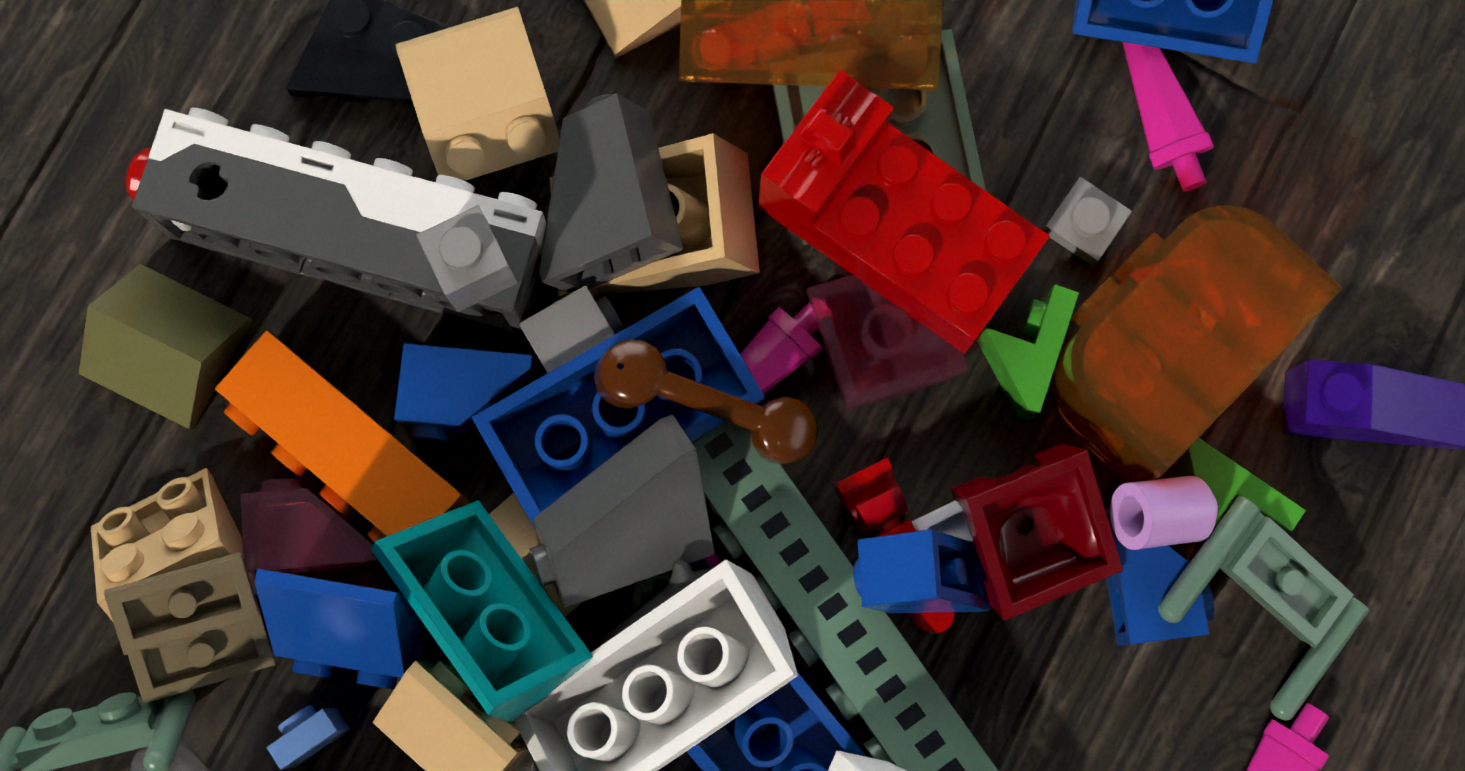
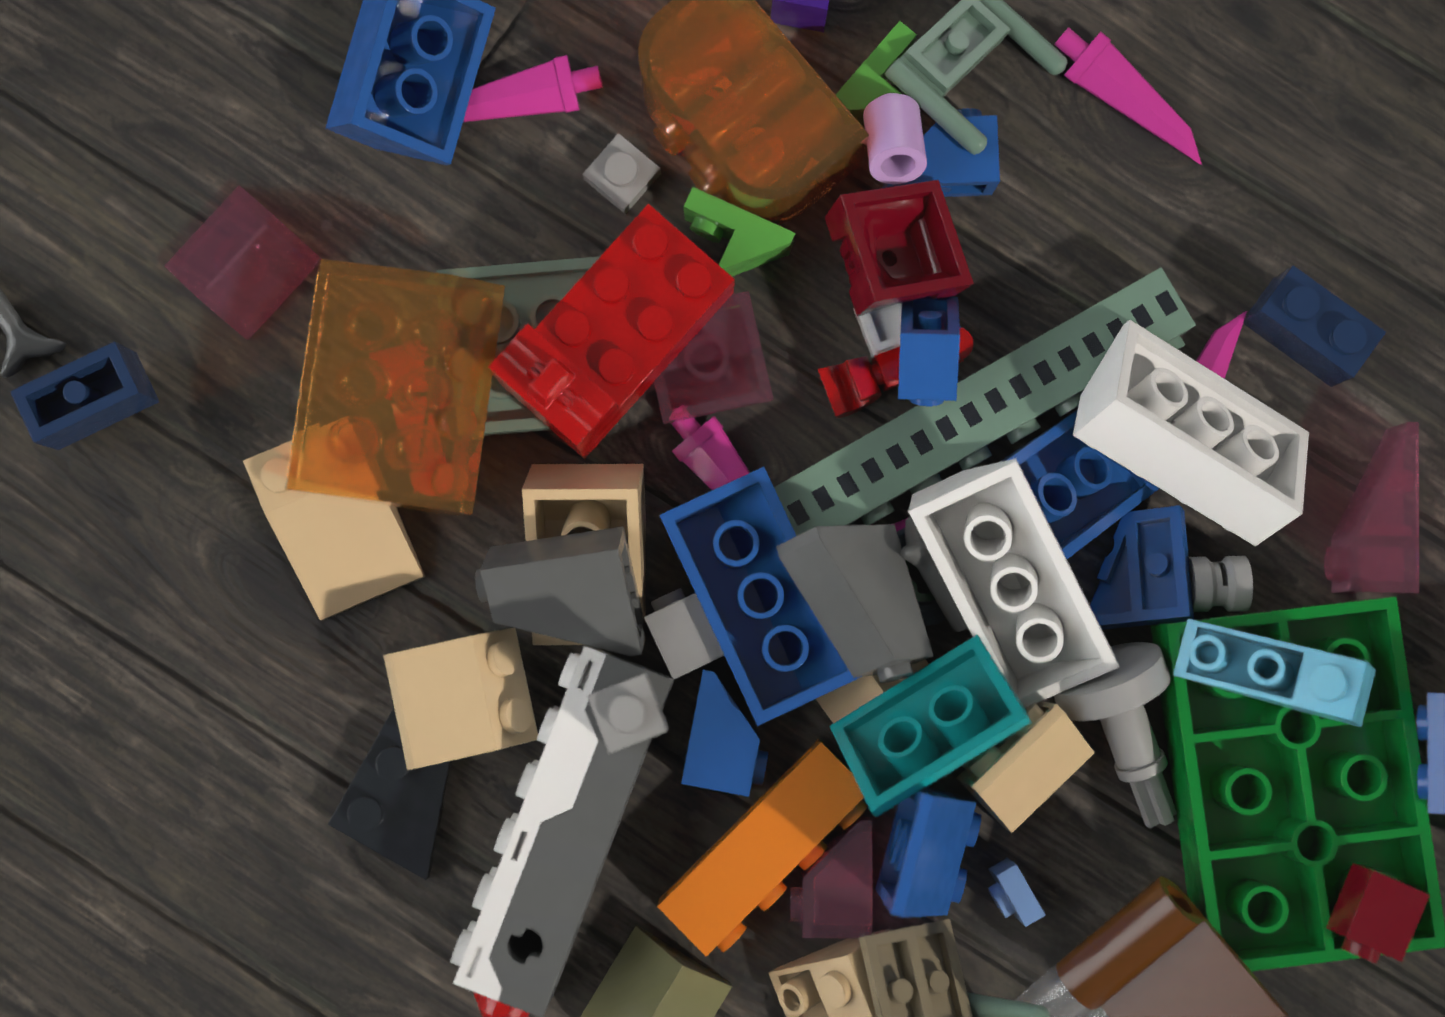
camera: 85 degrees left, 5 degrees up
(780, 429) = (791, 457): reddish brown piece -> none

